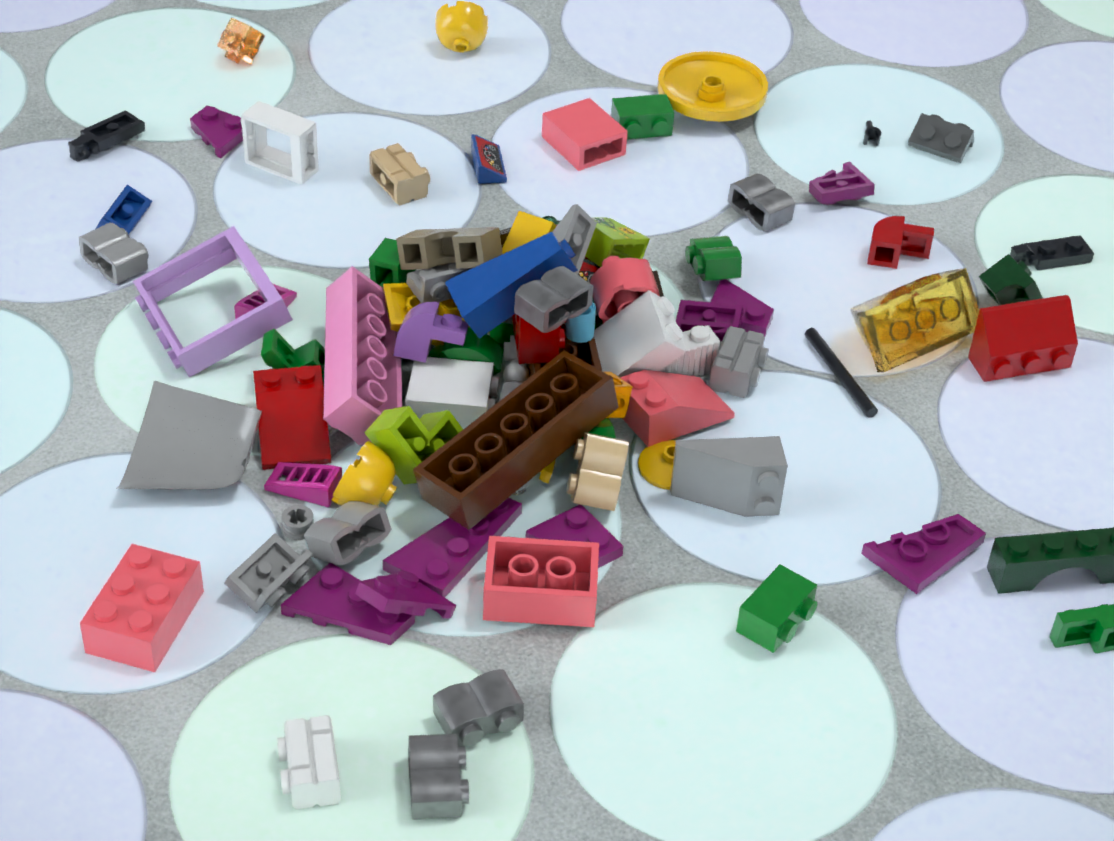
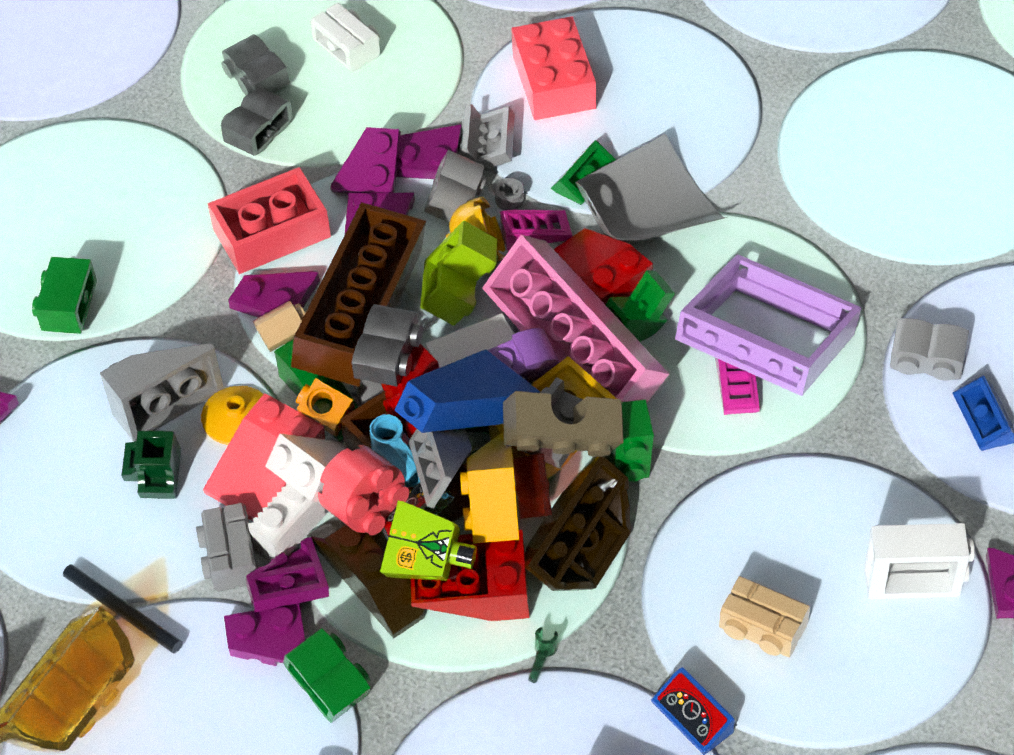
camera: 155 degrees right, 10 degrees up
(214, 513) = (589, 161): none -> green slope
(767, 422) = (153, 463): none -> dark green brick

